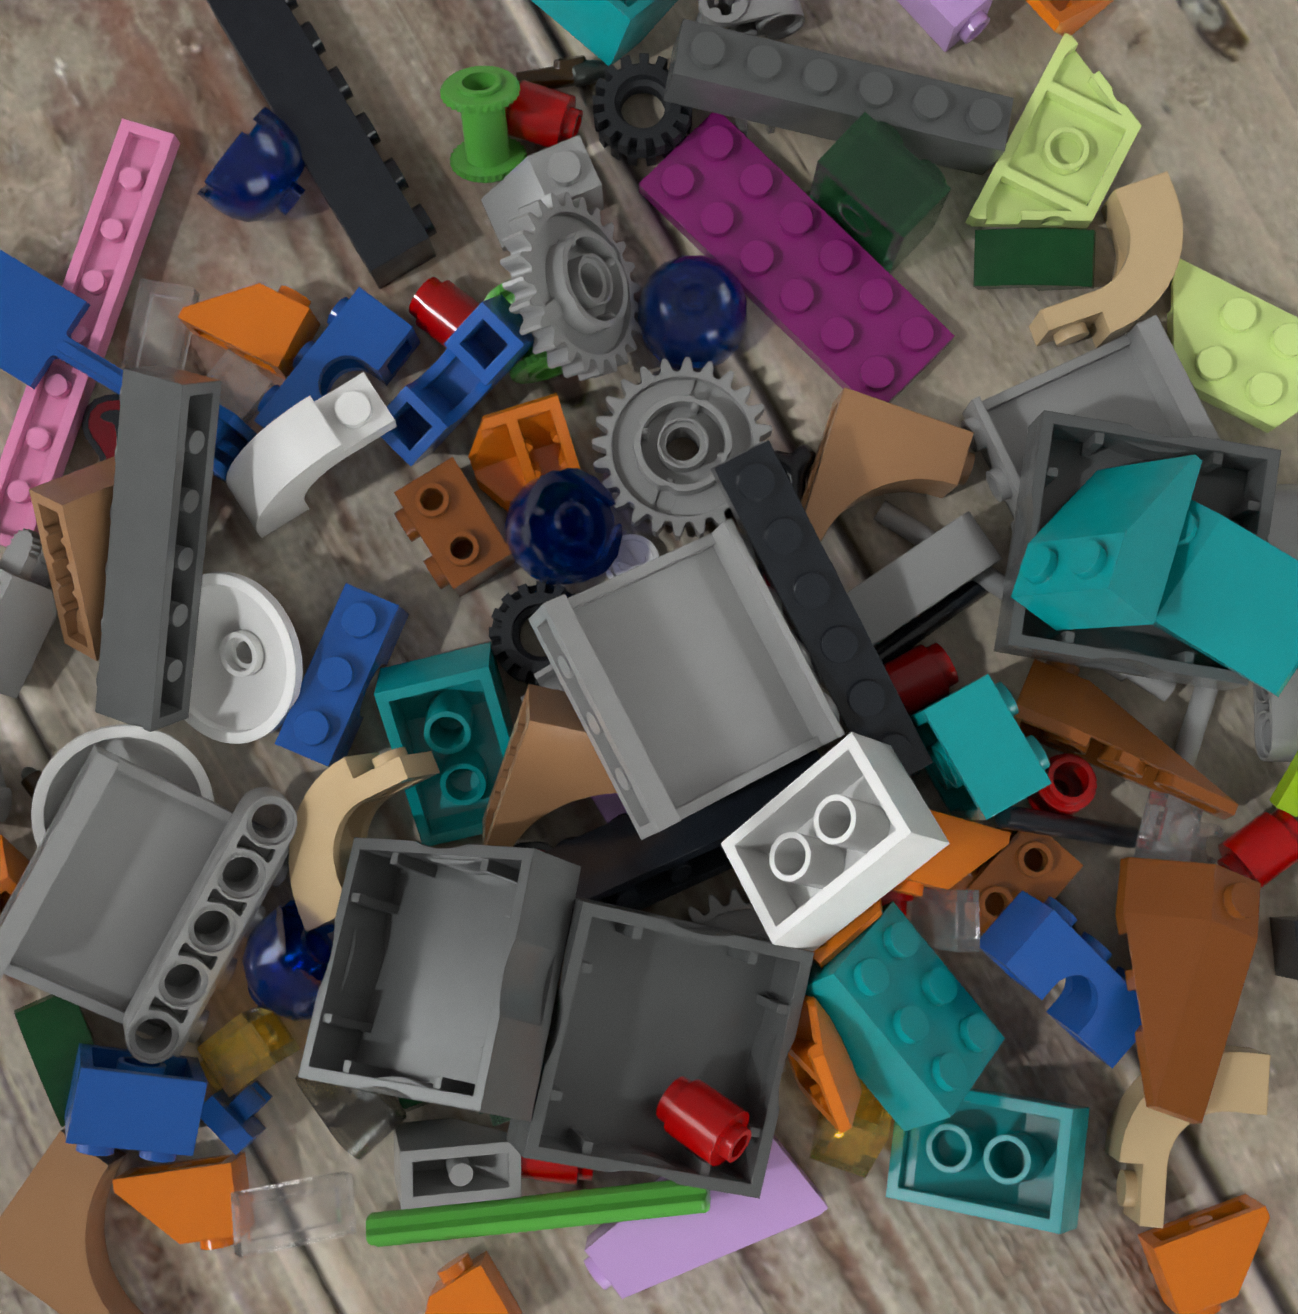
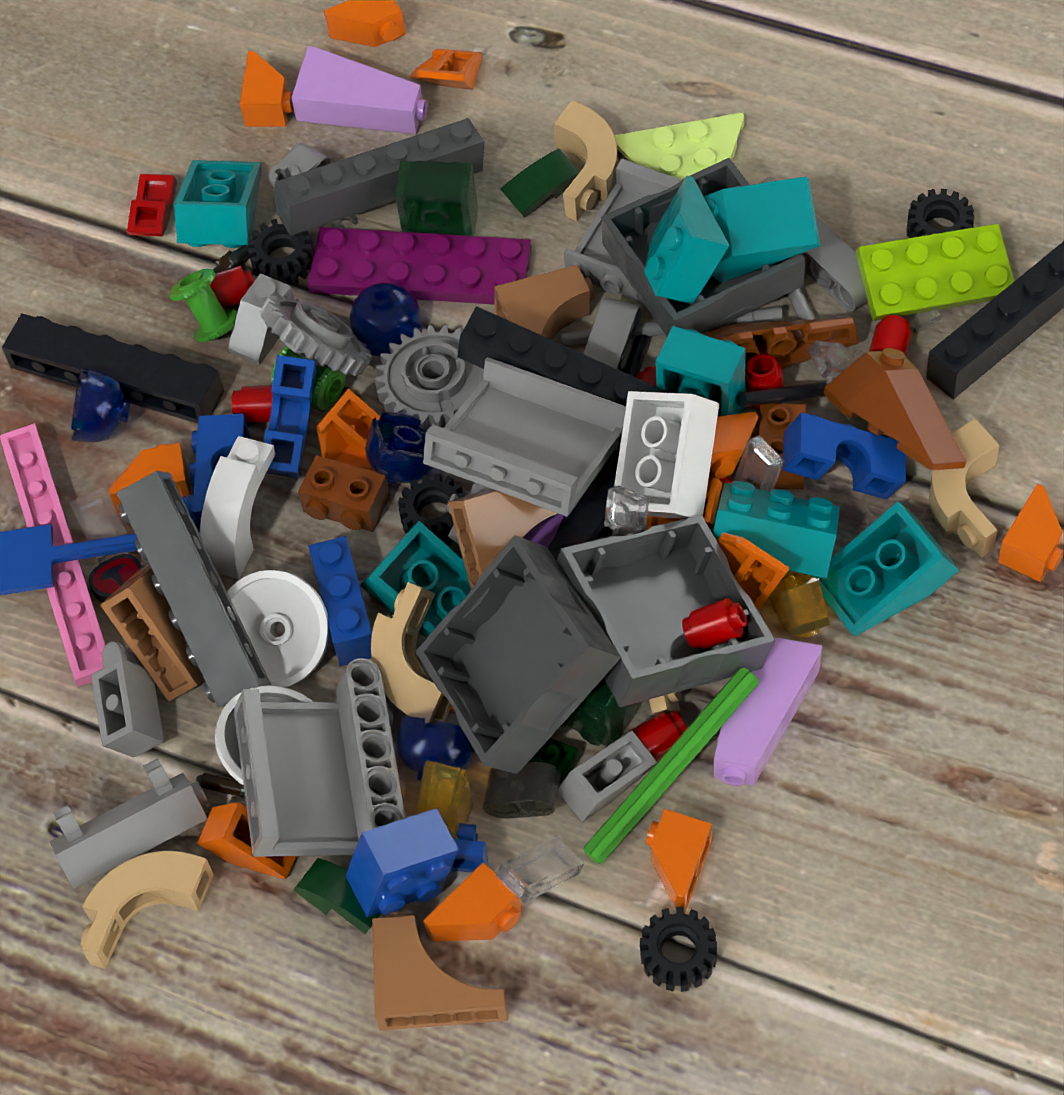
camera: 35 degrees left, 25 degrees down
(721, 882) = (626, 511): none -> clear plate
(1059, 151) = (512, 129): yellowish green wing -> none

